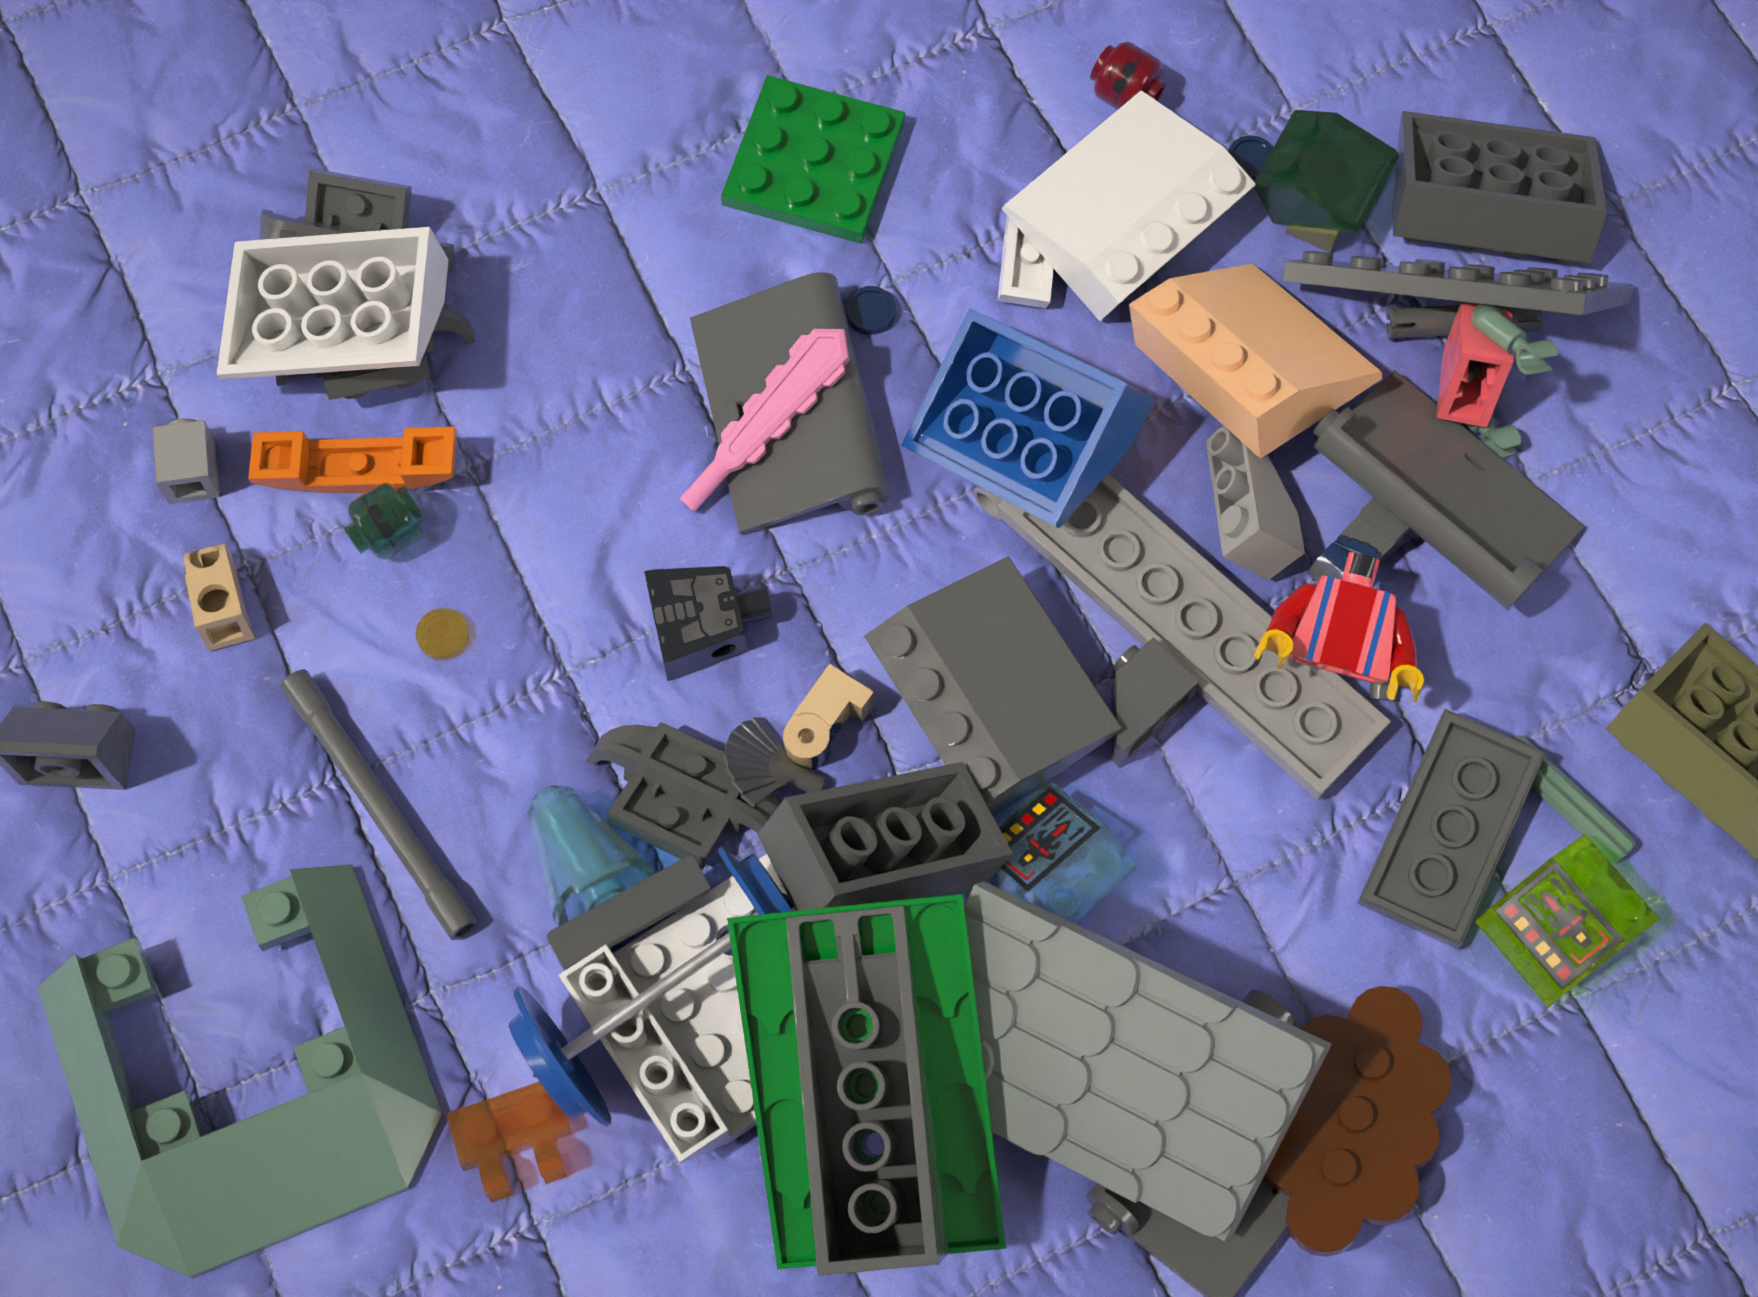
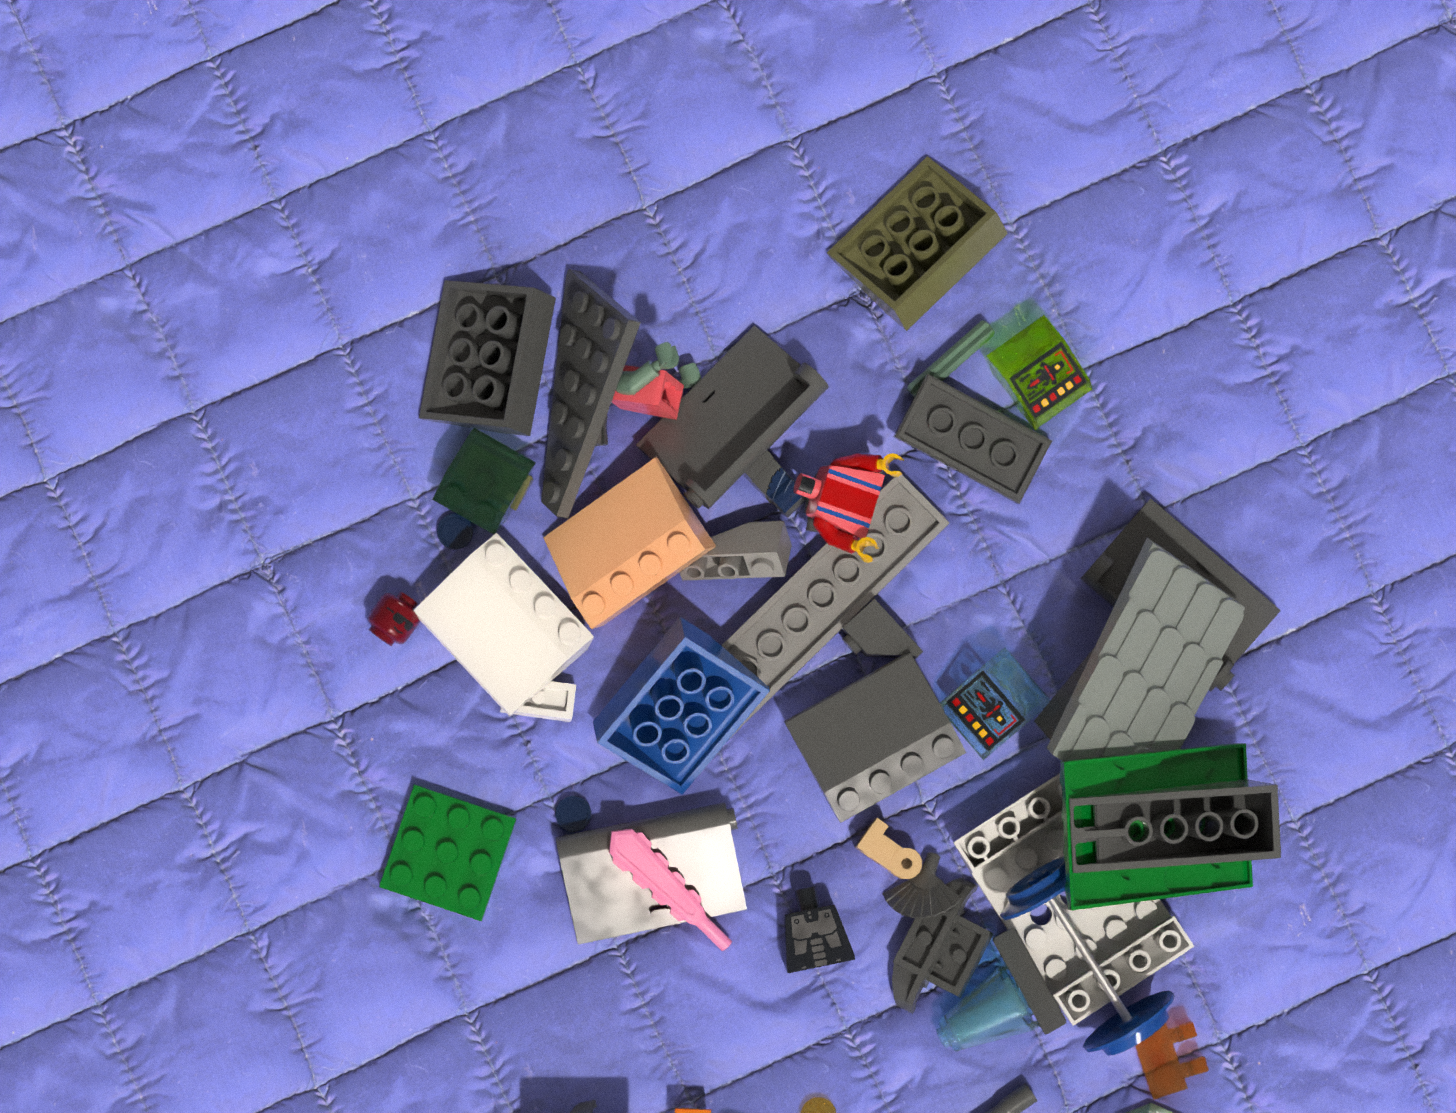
camera: 90 degrees left, 15 degrees up
(885, 840) = (1002, 811): dark grey brick -> none
(1361, 1124) = (1170, 511): reddish brown plate -> none

